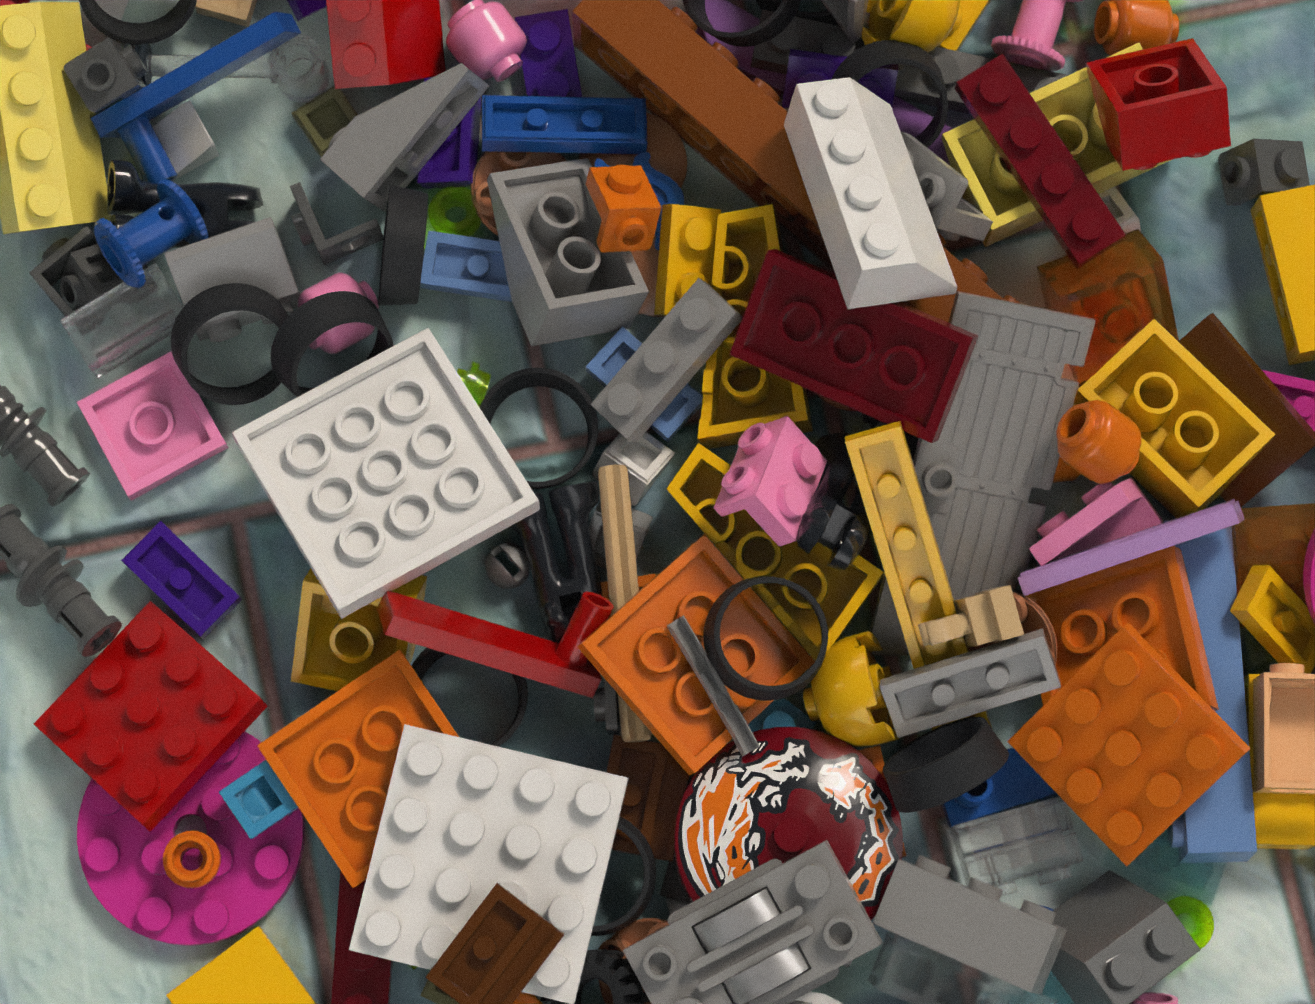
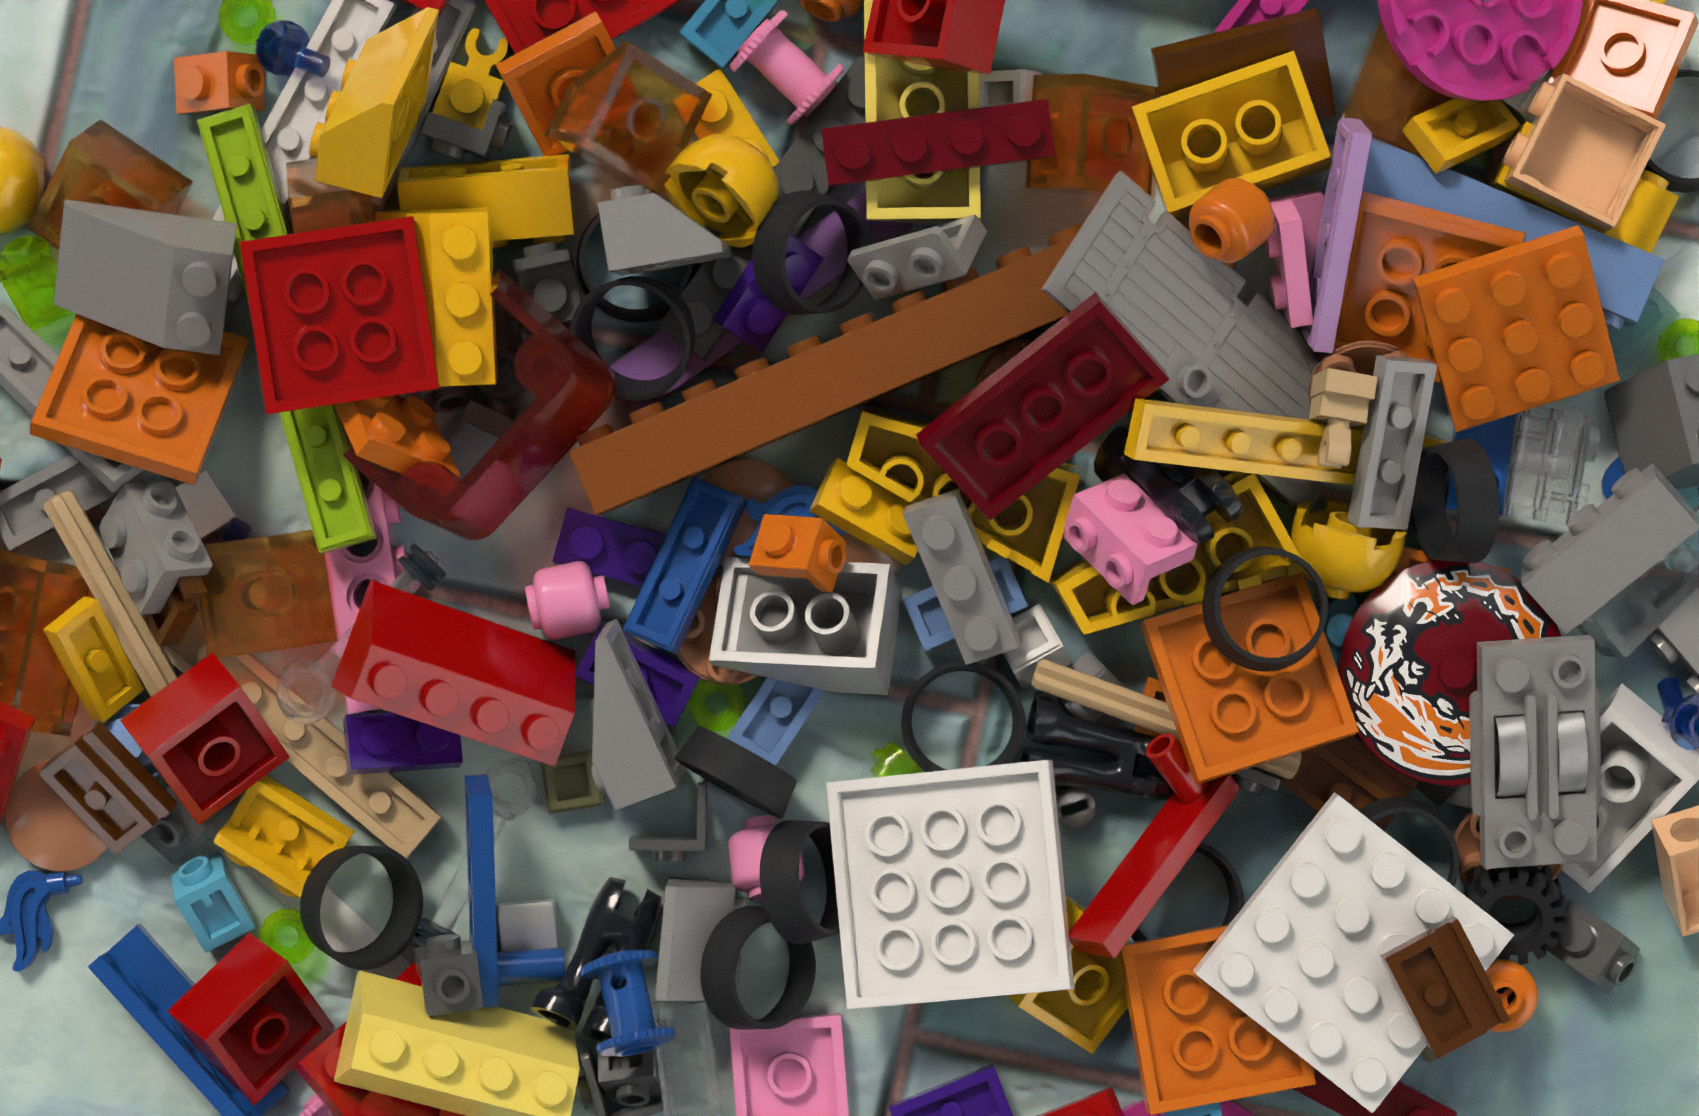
camera: 70 degrees left, 10 degrees up
(713, 685) = (1286, 677): light grey piece -> none
(865, 195) = (913, 328): white slope -> none

